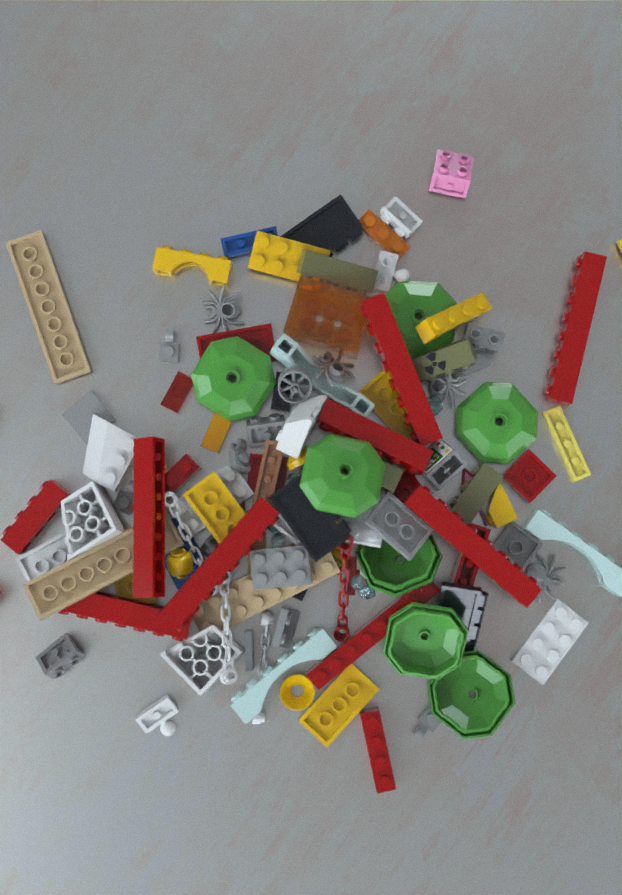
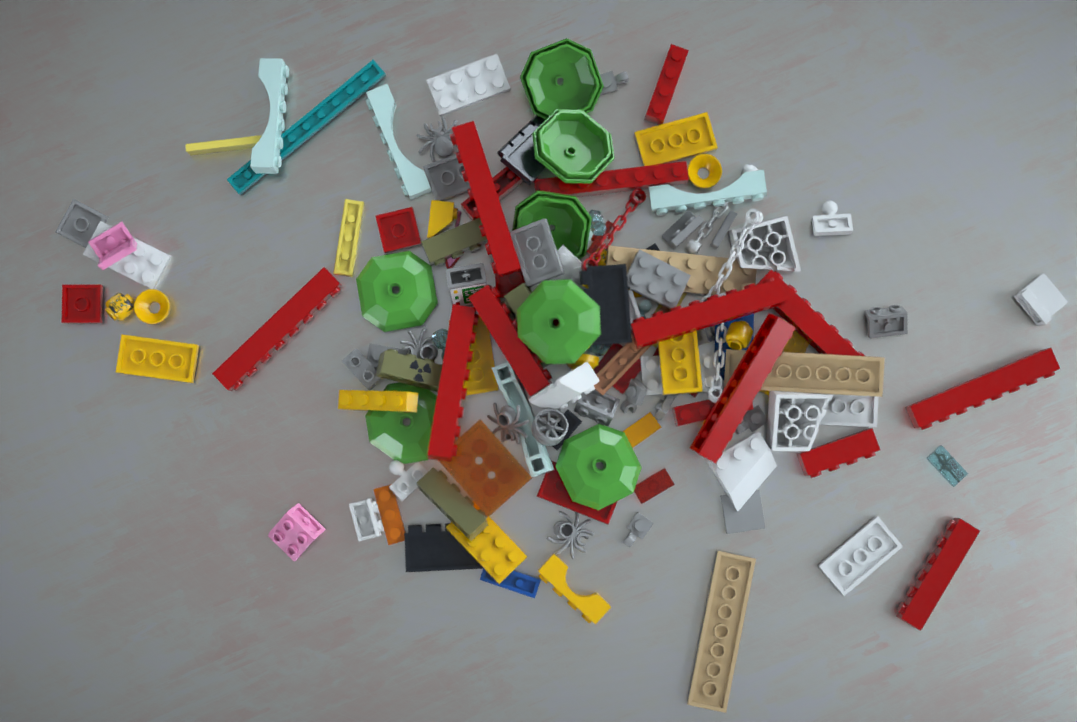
camera: 155 degrees left, 0 degrees up
(209, 463) = (664, 405): none -> light grey plate

